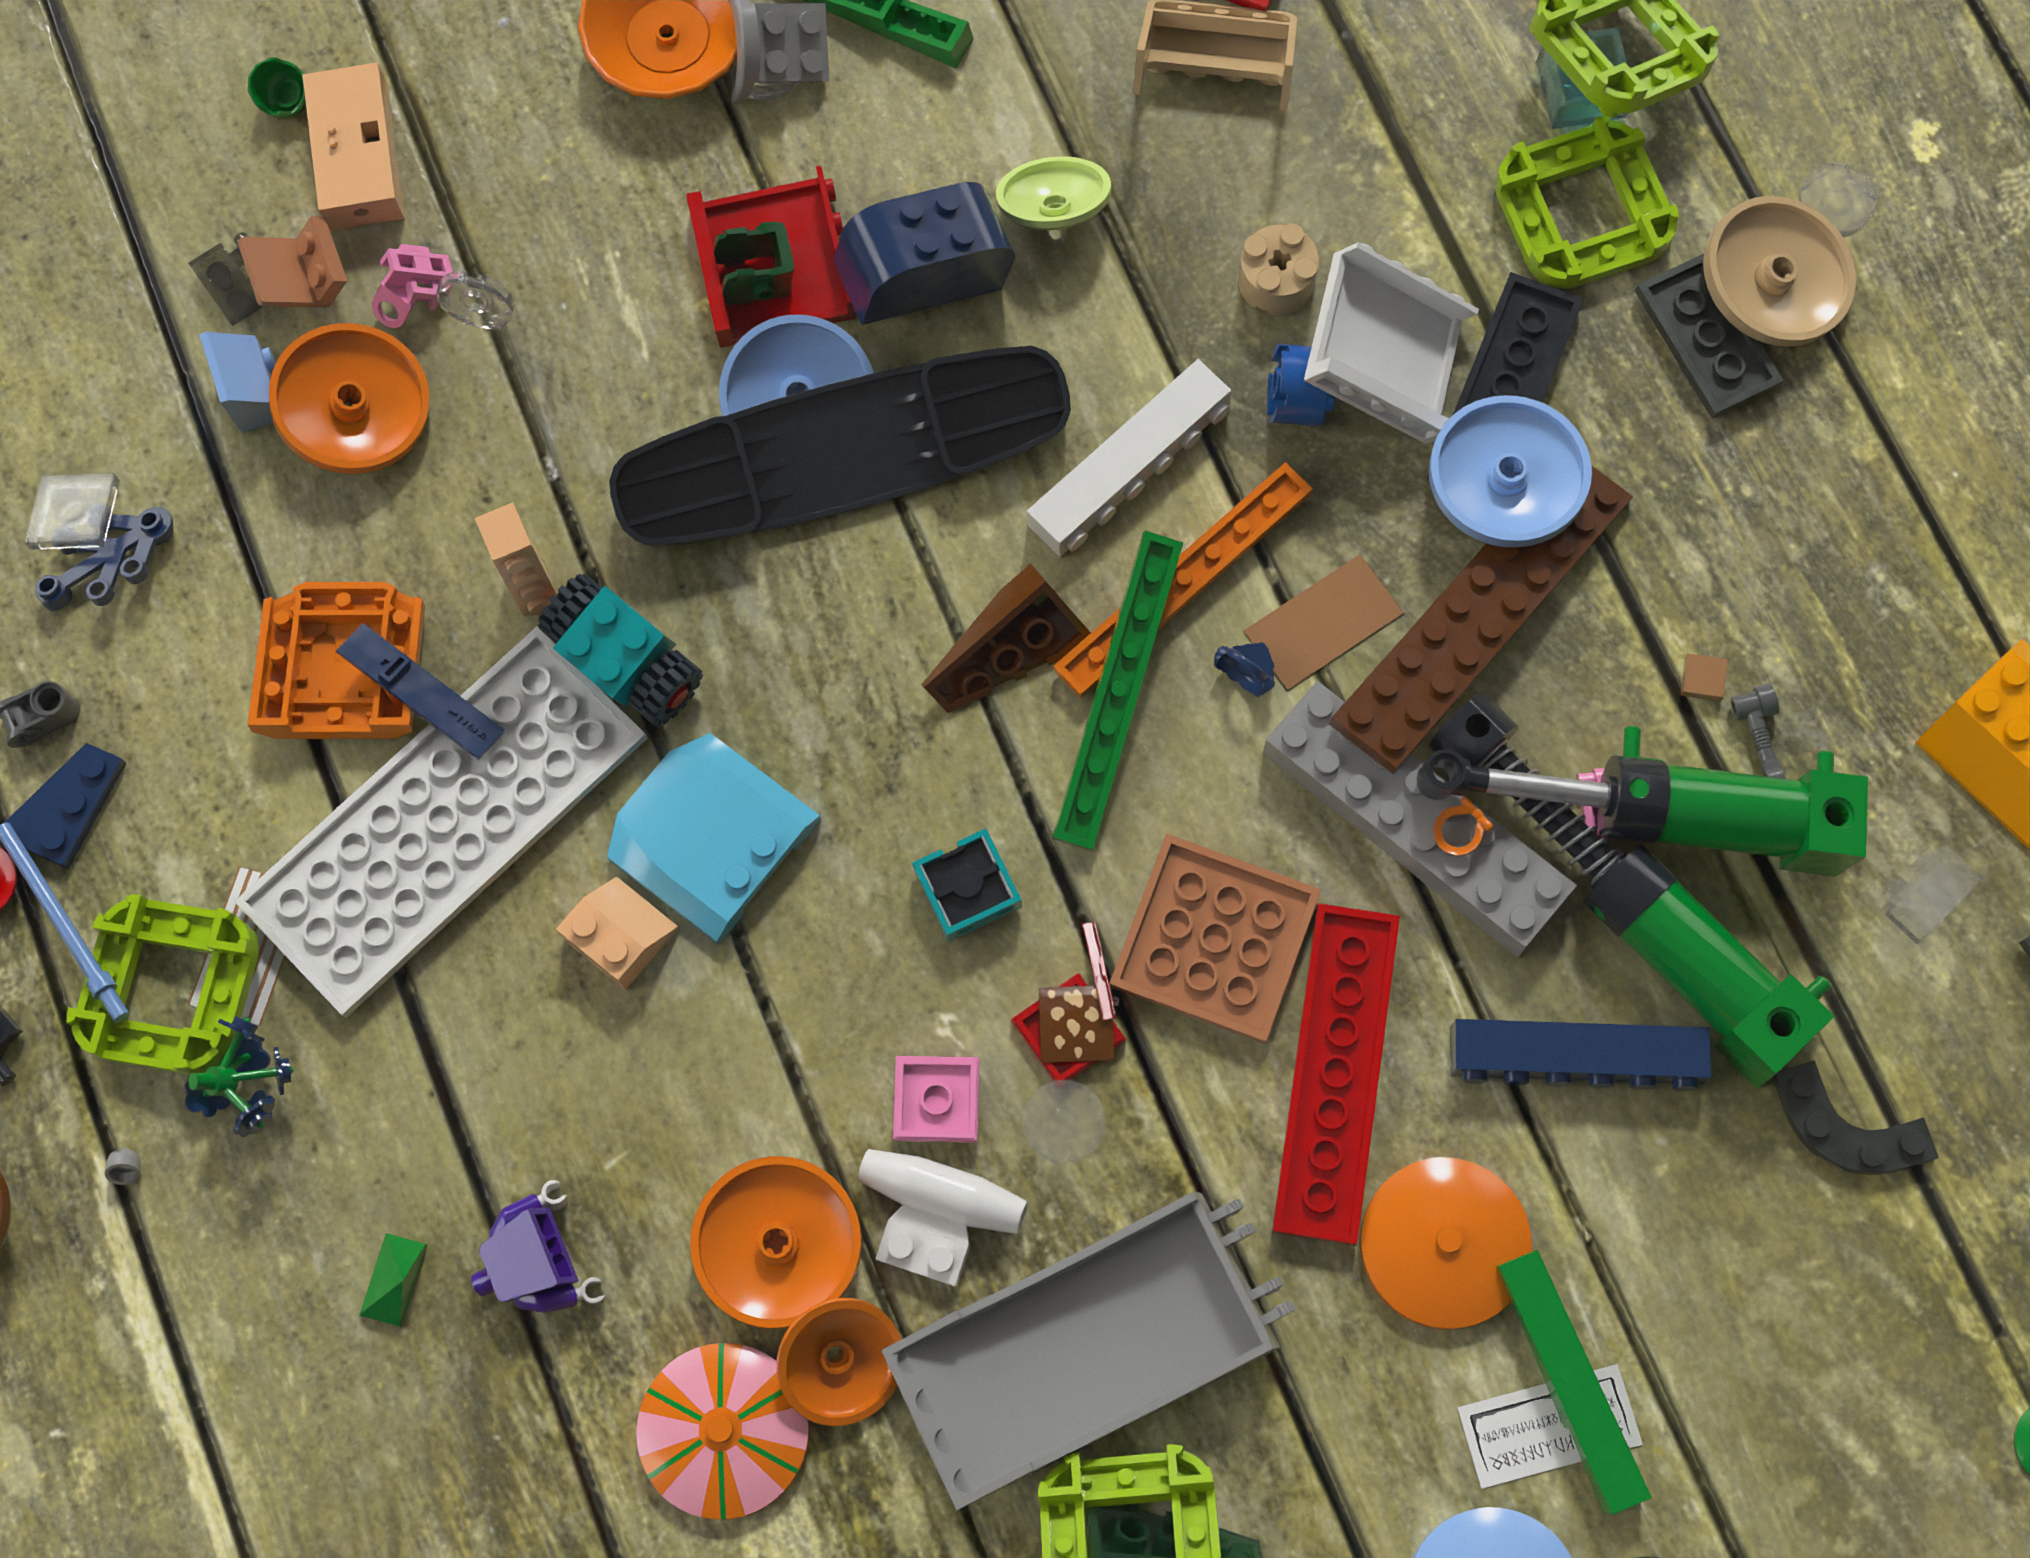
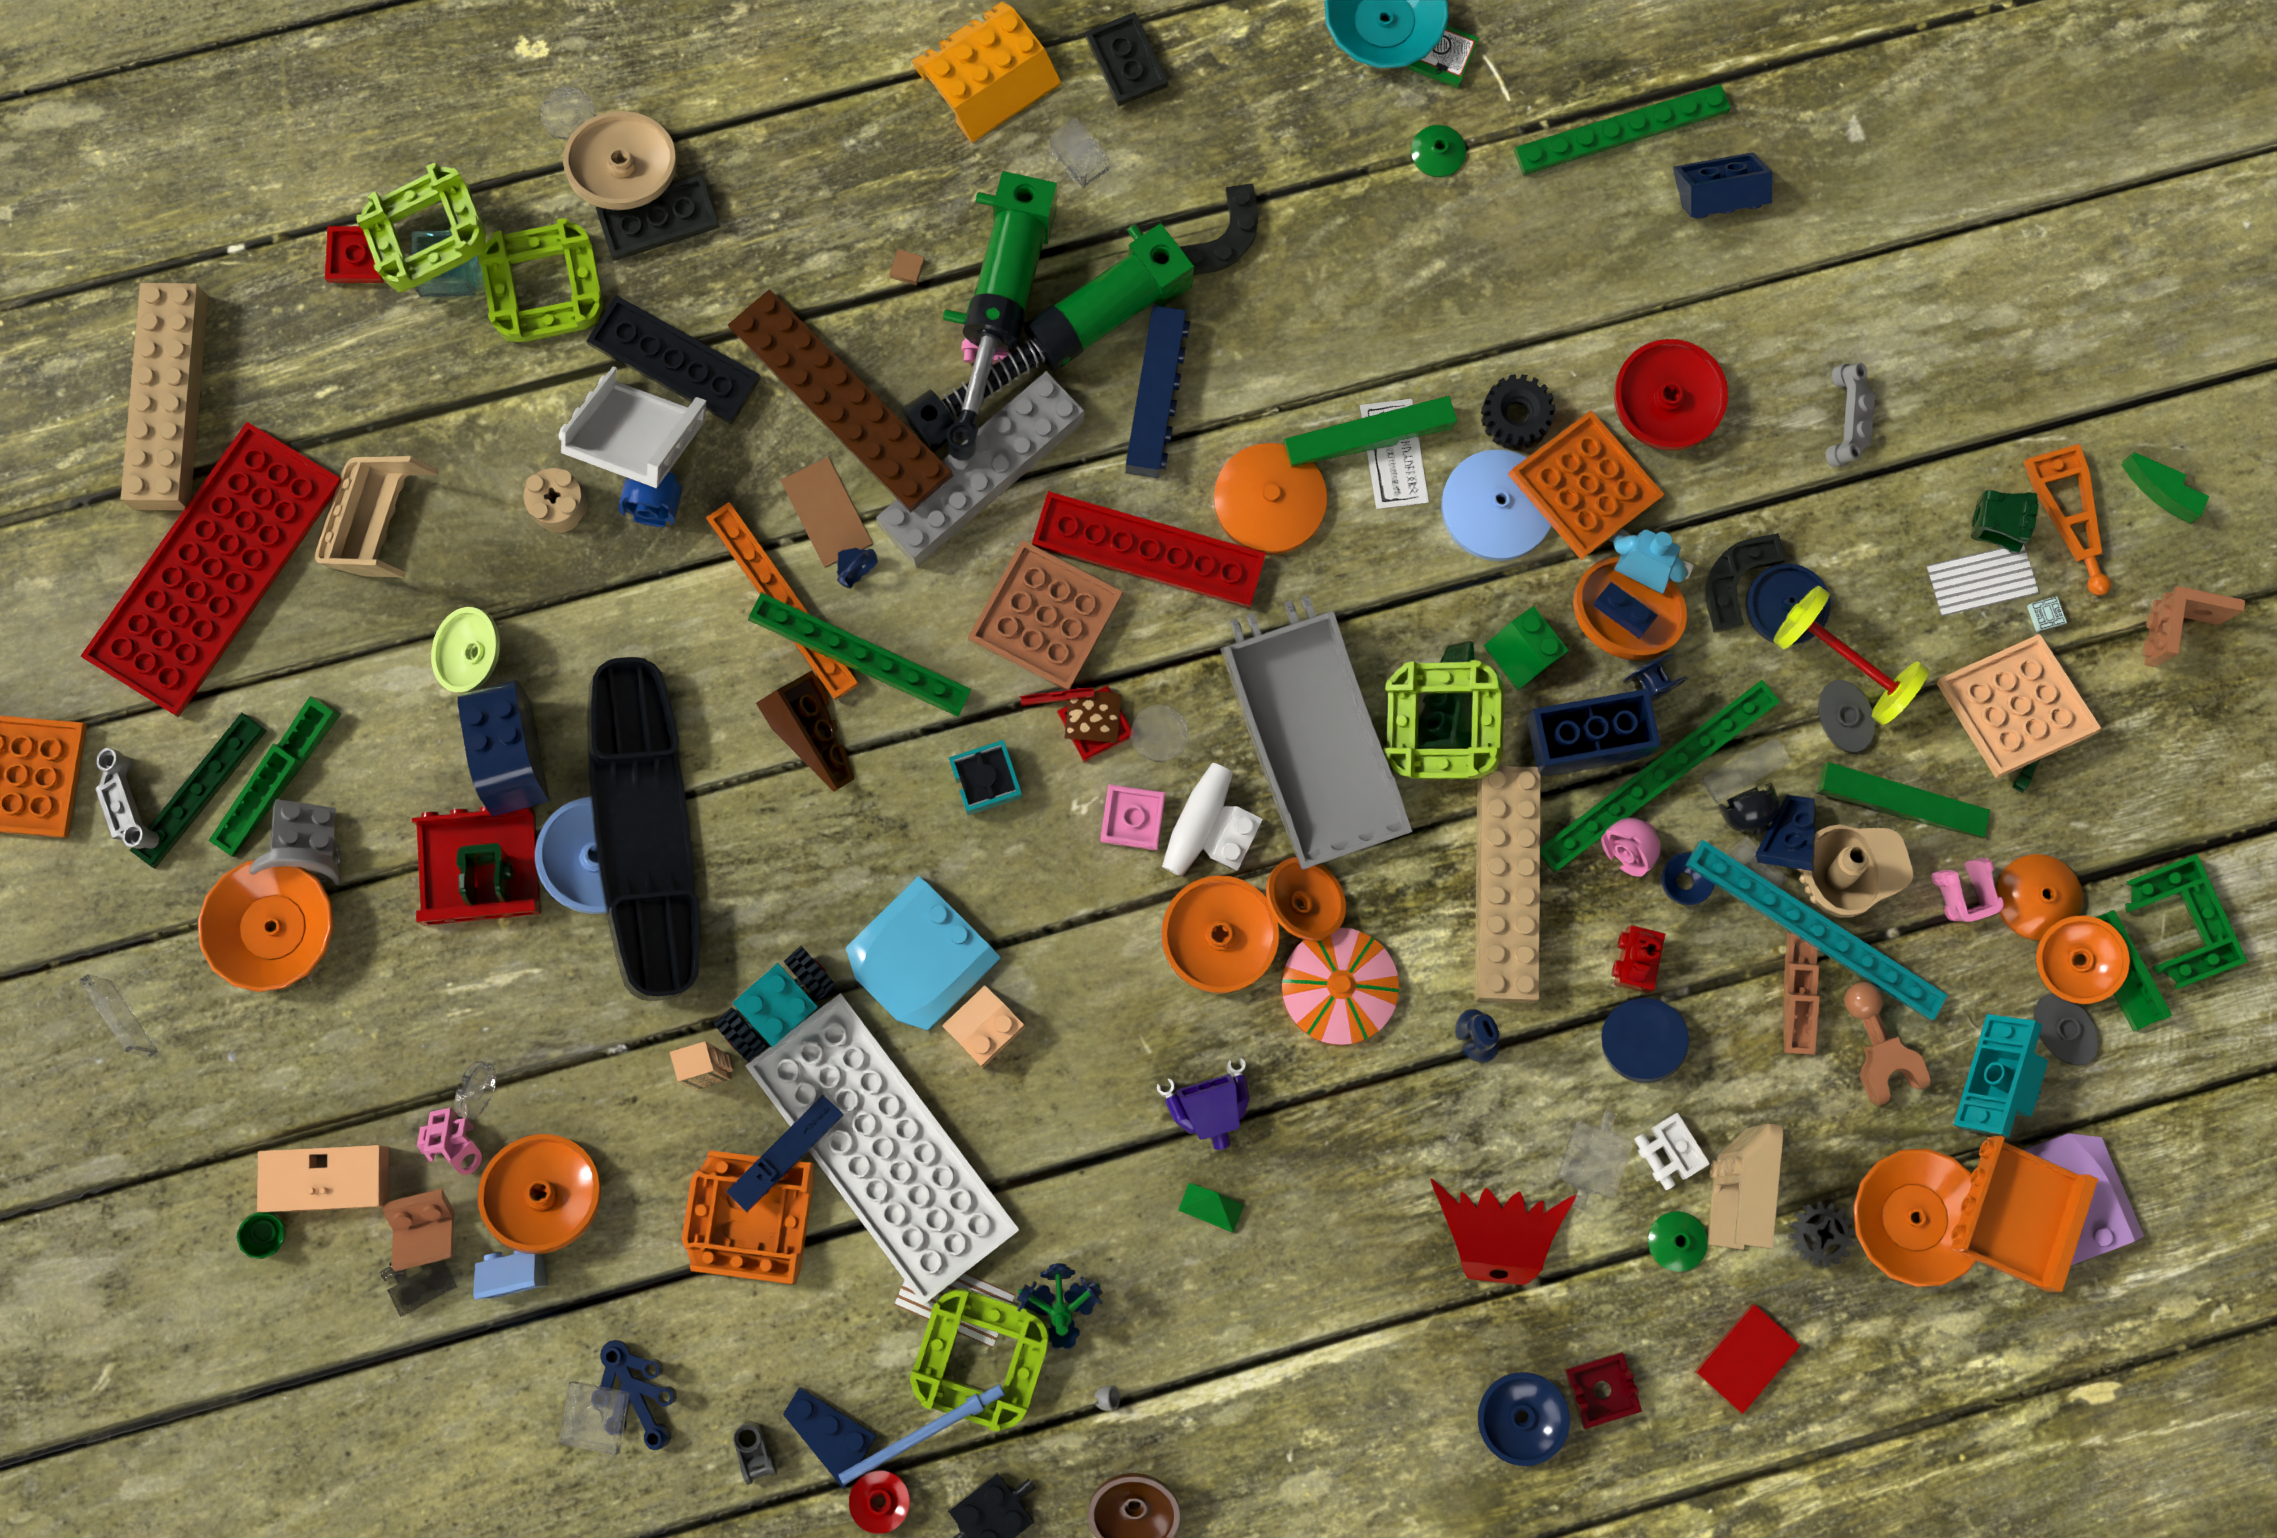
camera: 90 degrees left, 5 degrees up
(1129, 458) = (682, 624): white brick -> none
(1466, 808) = (998, 421): orange piece -> none
(1510, 471) = (743, 363): light blue dish -> none
(1753, 708) = (934, 239): dark grey brick -> none

